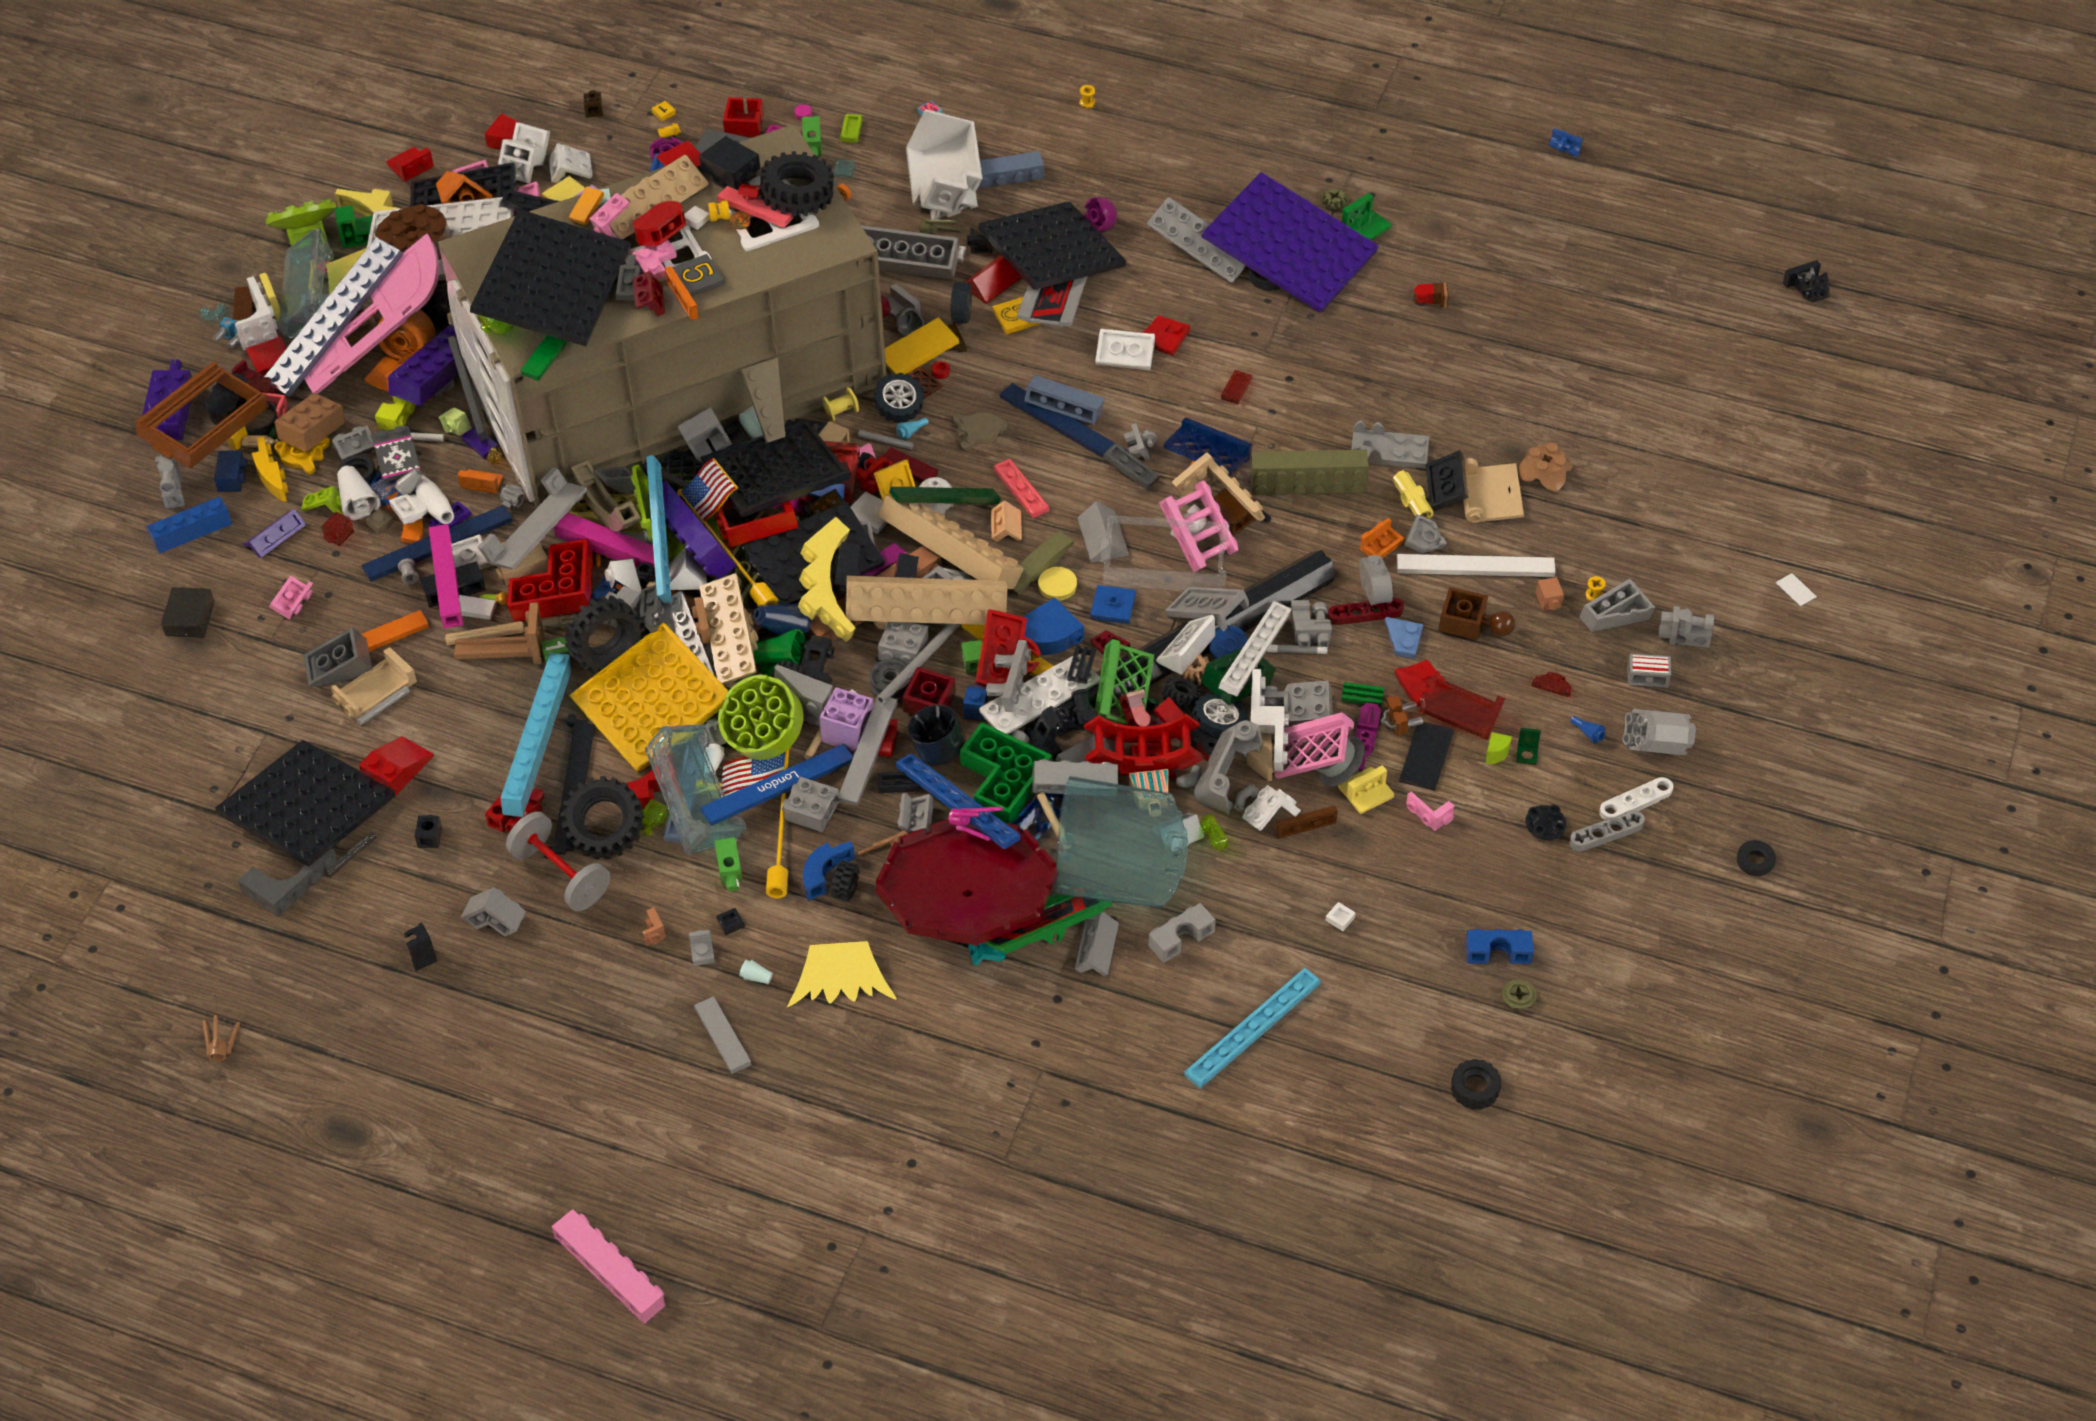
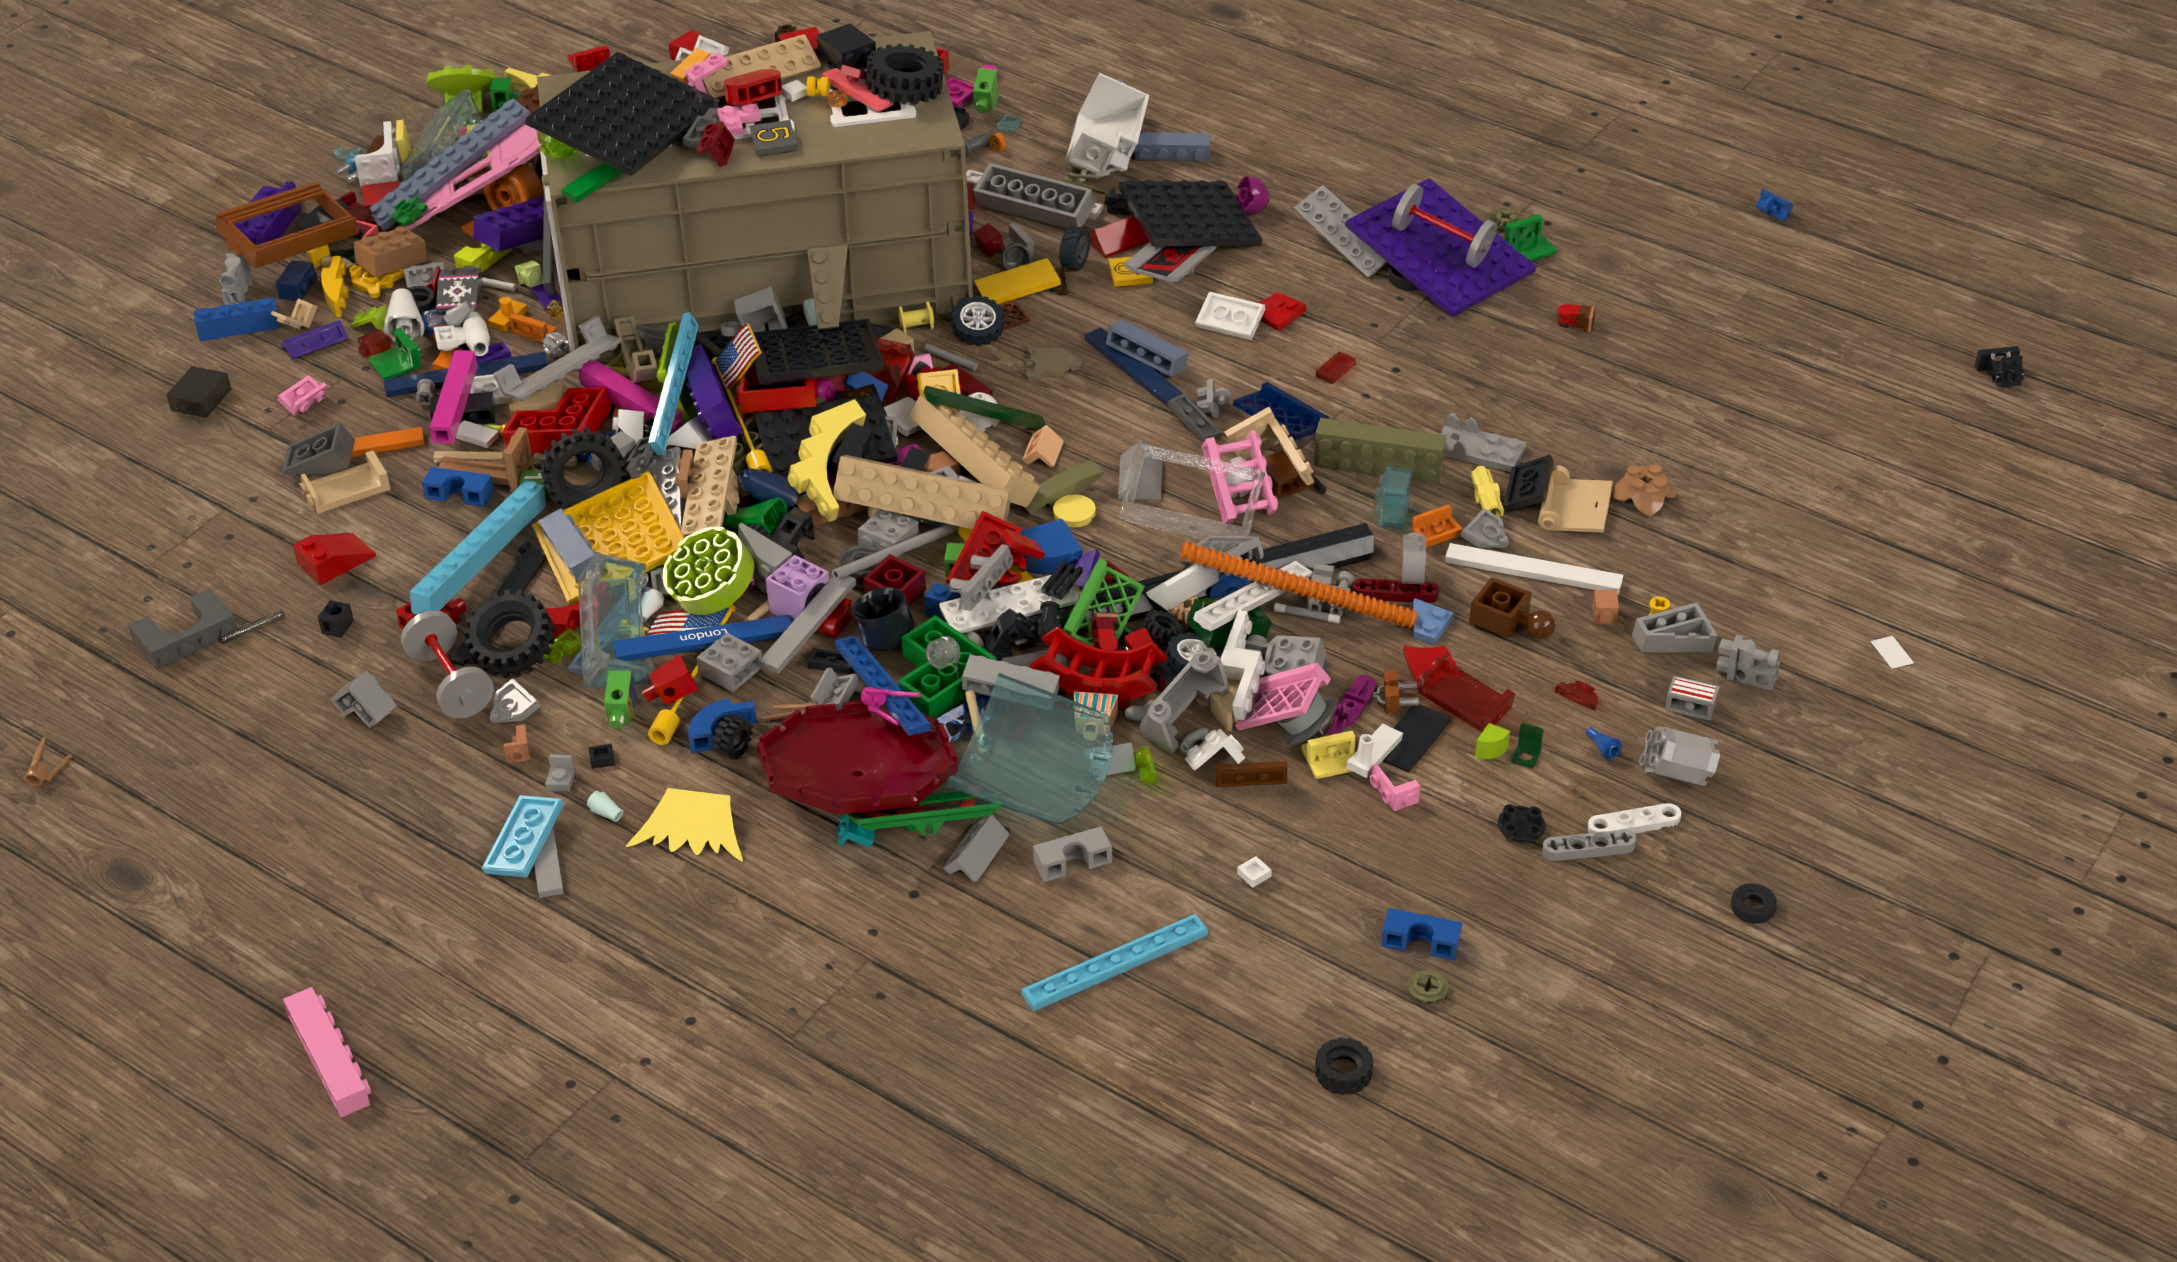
camera: 15 degrees right, 10 degrees down
(251, 509) = (301, 316): none -> tan bracket
(305, 802) = (227, 570): black plate -> none
(311, 375) = (408, 211): none -> green piece
(366, 539) = (399, 359): none -> green bracket
(367, 448) = (433, 285): none -> red hand
(383, 705) = (346, 503): light grey bar -> none
(421, 947) = (274, 717): black hinge -> none
(448, 472) = (500, 319): none -> light orange tile
(467, 666) = (442, 482): none -> blue arch
(619, 713) = (567, 541): none -> sand blue brick
(630, 886) = (512, 703): none -> light grey plate
(676, 451) = (730, 328): none -> light grey tile
(681, 293) = (748, 148): orange tile -> none
(695, 1018) = (523, 836): none -> medium azure tile
(767, 836) = (670, 682): none -> red torso
(851, 128) = (1031, 92): lime tile -> none
(907, 429) = (976, 350): medium azure cone -> none
(940, 370) = (1033, 306): red tile -> none
(1006, 761) = (943, 652): none -> clear head
(1021, 488) = (1072, 421): coral tile -> none
(1034, 634) = (1022, 544): none -> red tile
(1087, 96) = (1280, 96): yellow bush -> none
(1091, 639) = (1087, 562): none -> dark purple tile
(1113, 604) = (1125, 539): blue plate -> none
(1258, 213) = (1408, 208): none -> light grey piece
(1289, 629) = (1298, 585): none -> orange piece
(1337, 518) = (1393, 497): none -> clear light blue brick
(1362, 692) = (1359, 665): green tile -> none
(1402, 777) = (1373, 749): none -> white piece

